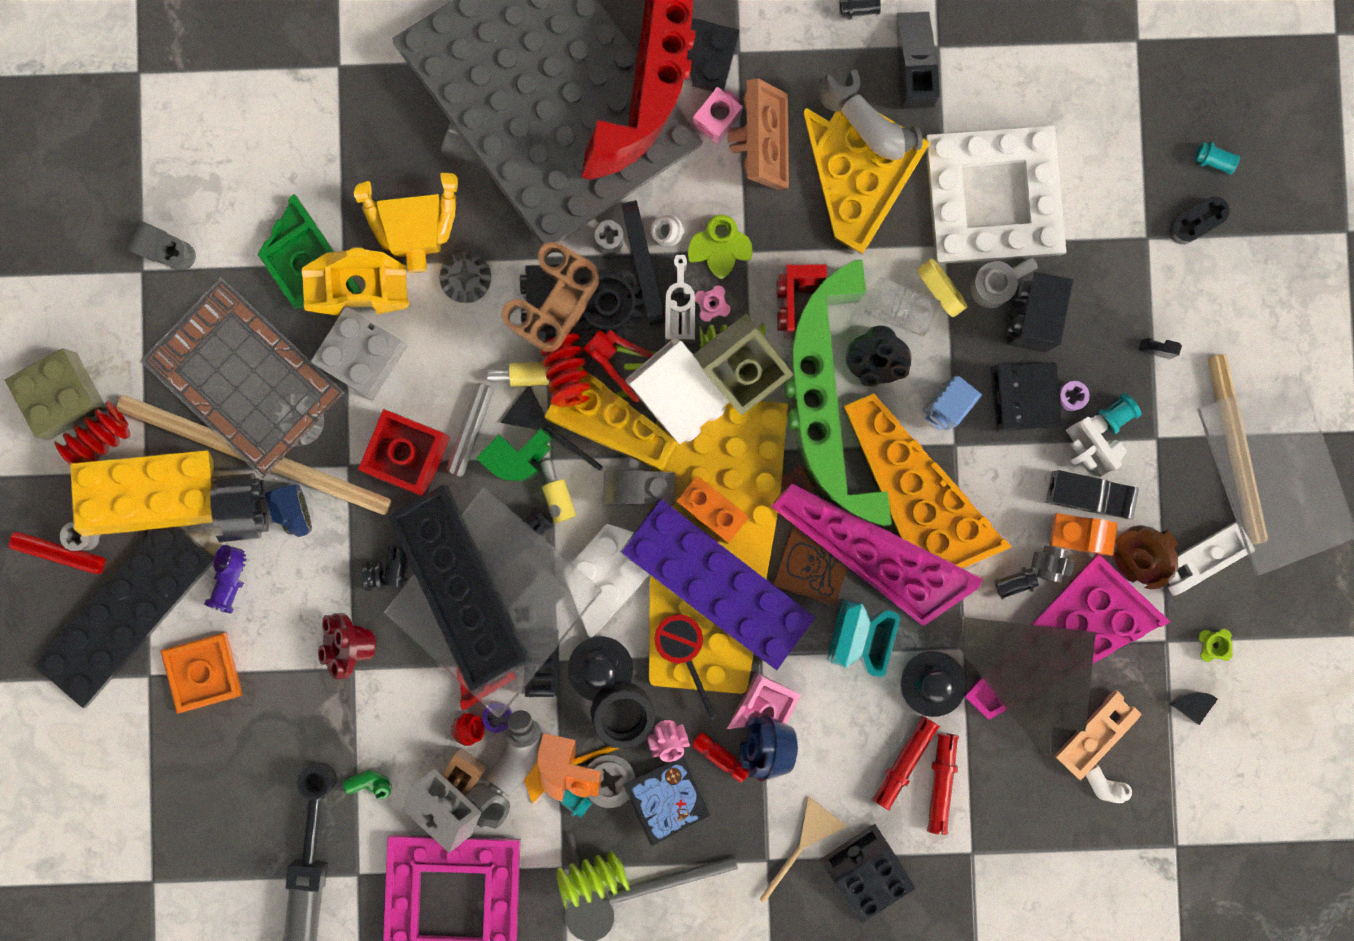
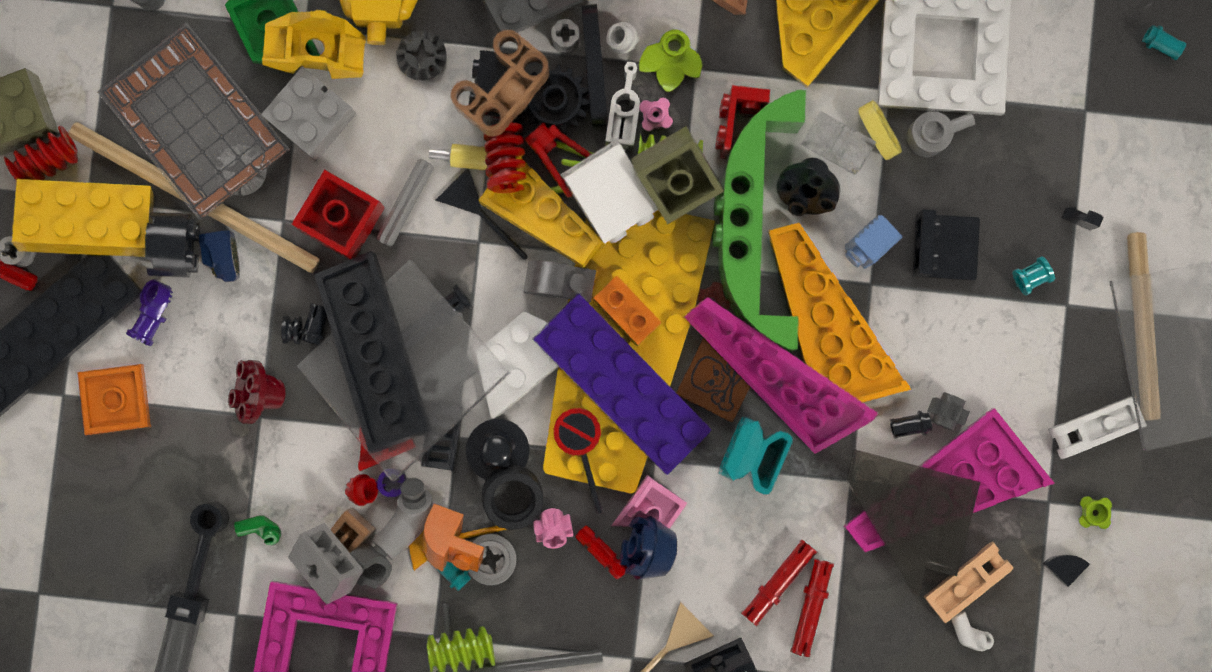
camera: 10 degrees right, 0 degrees up
(510, 464) = (444, 243): green brick -> none
(557, 495) = (479, 277): light yellow piece -> none
(666, 800) = (543, 585): tile -> none
(933, 683) = (816, 510): black plate -> none
(1039, 312) = (970, 166): black brick -> none
(1083, 391) = (1002, 249): lavender bush -> none
(1083, 534) = (982, 386): orange brick -> none
(1092, 494) = (996, 350): black piece -> none
(1093, 448) = (1003, 304): white hips -> none
(1147, 556) = (1040, 416): reddish brown tile -> none
(1203, 226) = (1140, 107): black beam -> none

